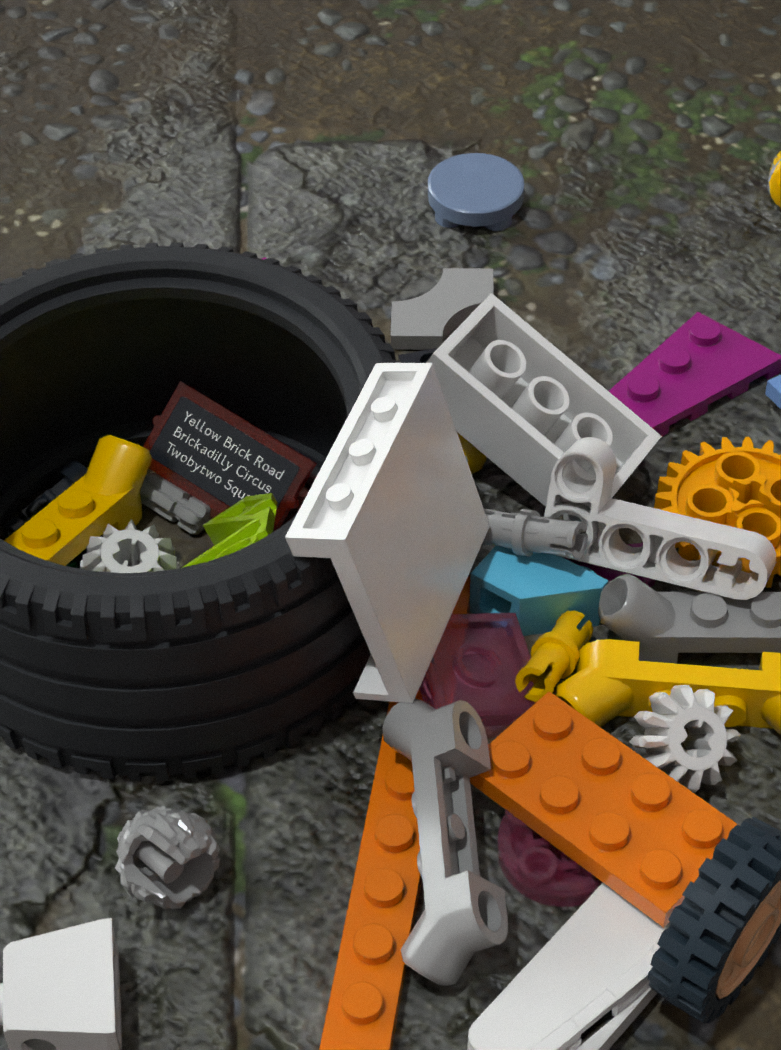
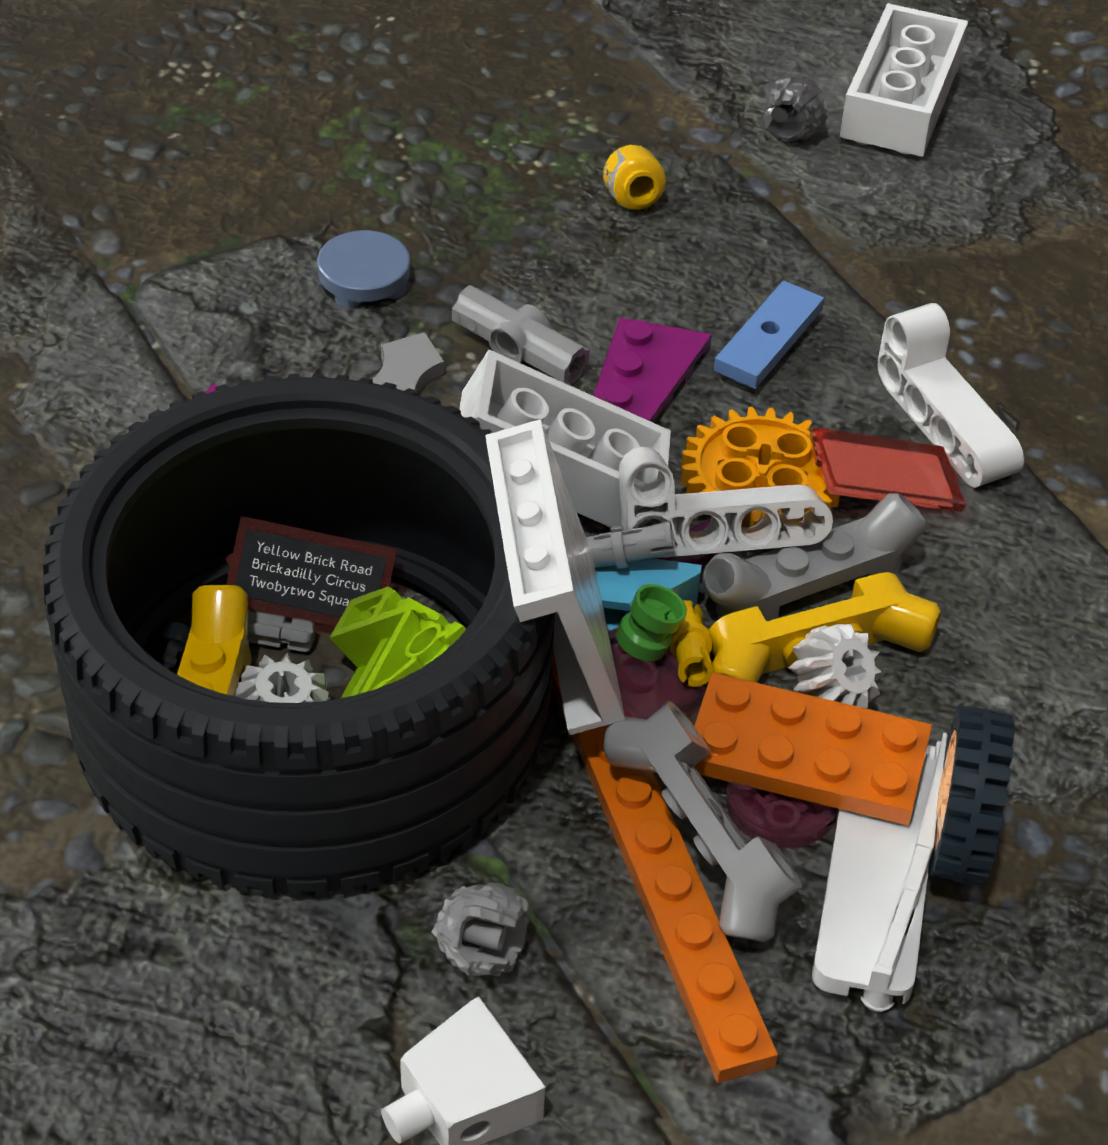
camera: 30 degrees left, 0 degrees up
(514, 618) = (650, 623): none -> bright green wheel
(585, 300) = (520, 334): none -> light grey piece

